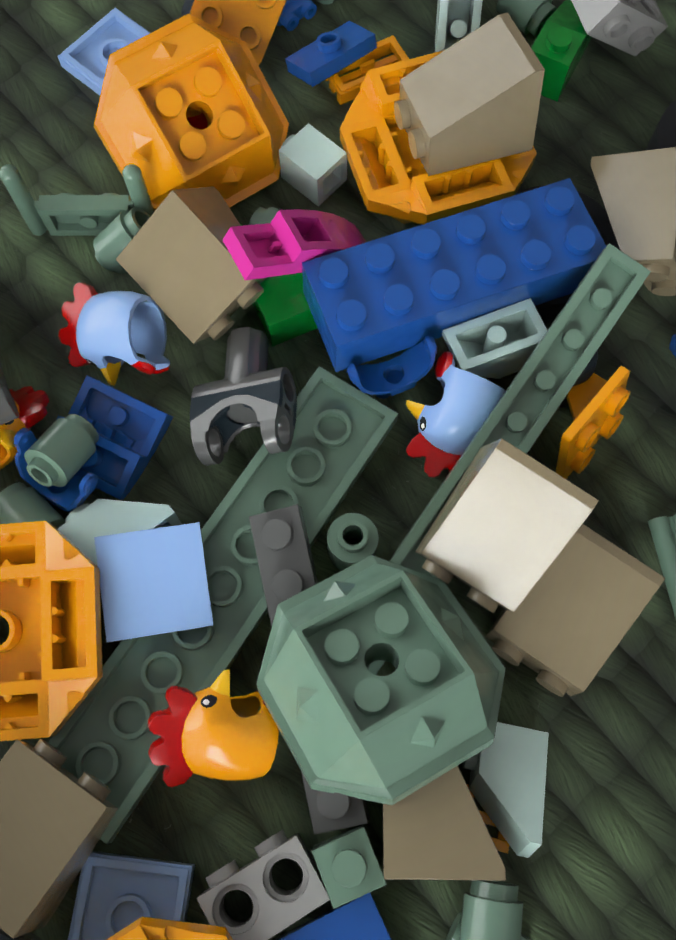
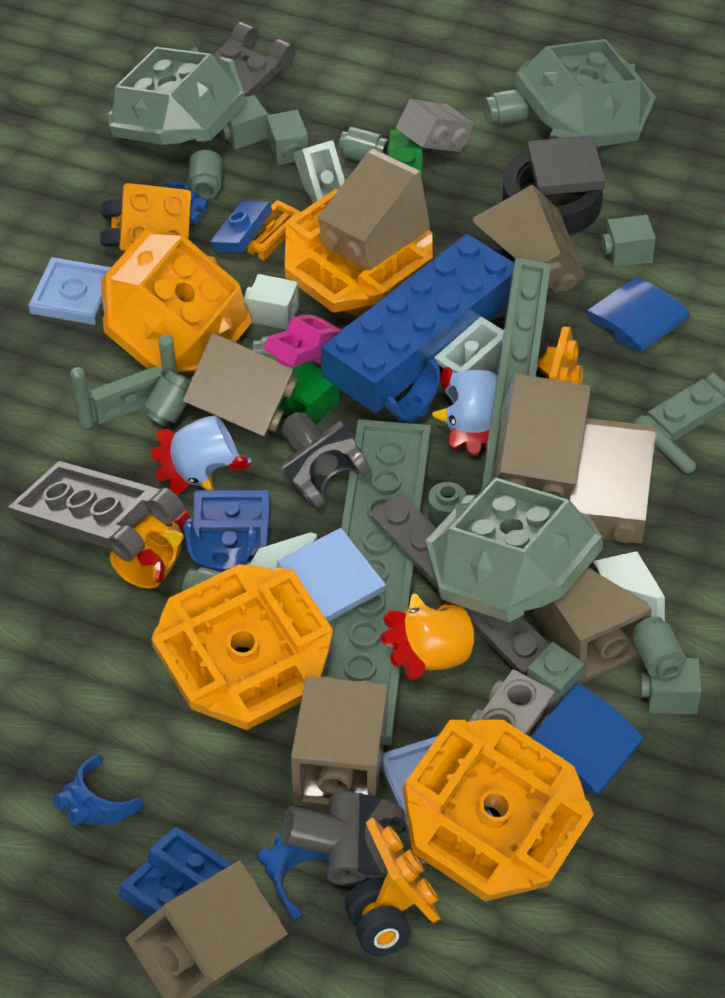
camera: 25 degrees left, 20 degrees down
(61, 450) = (216, 530): sand green brick -> none

